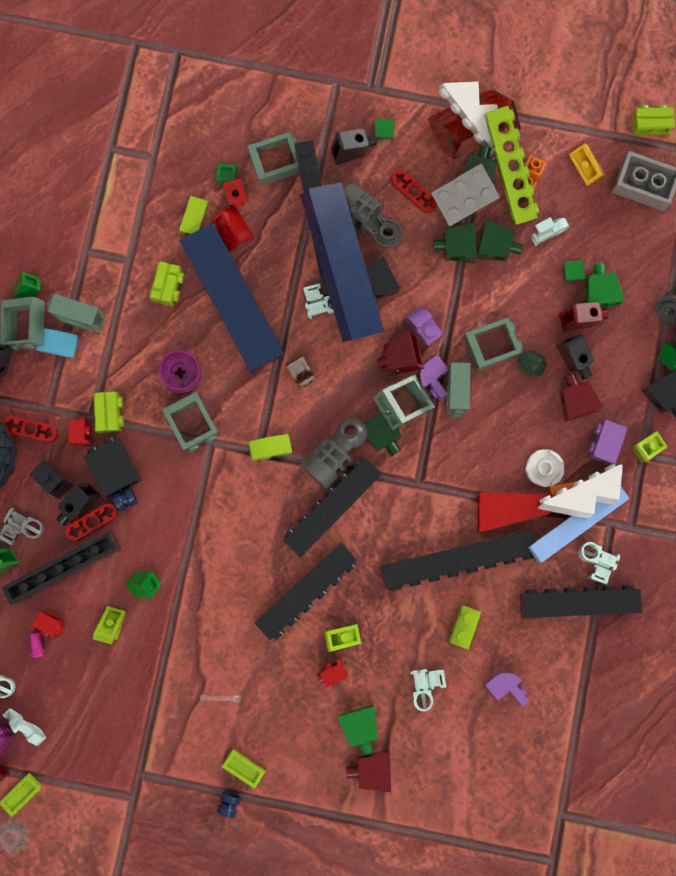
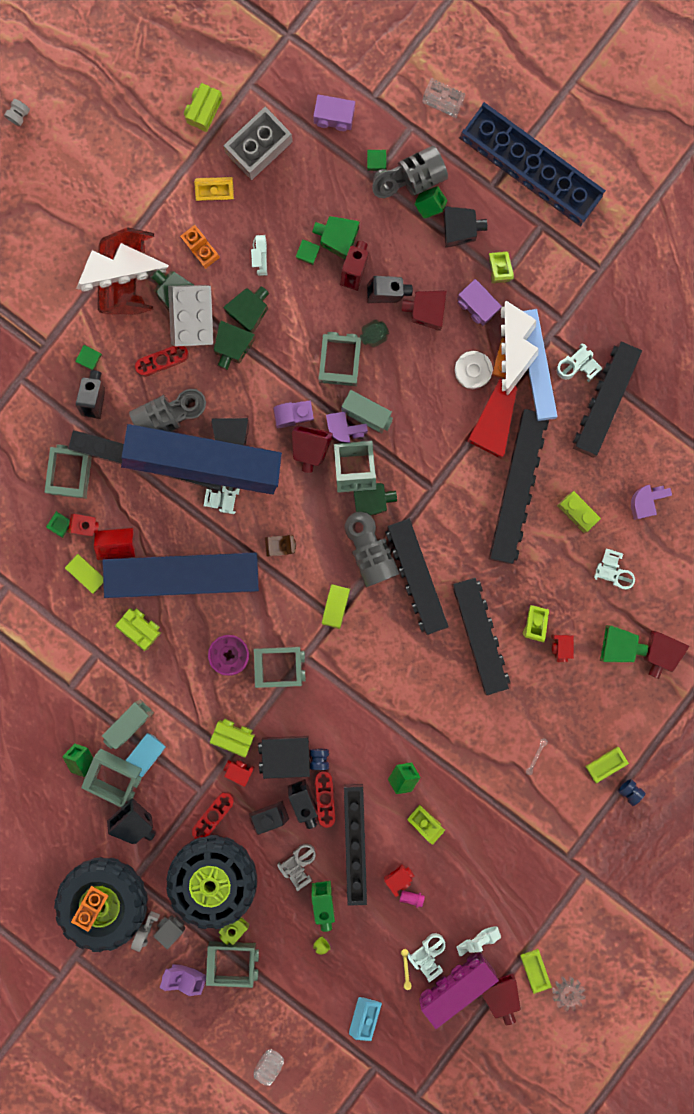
camera: 65 degrees left, 5 degrees up
(506, 116) = (135, 254): lime brick -> none

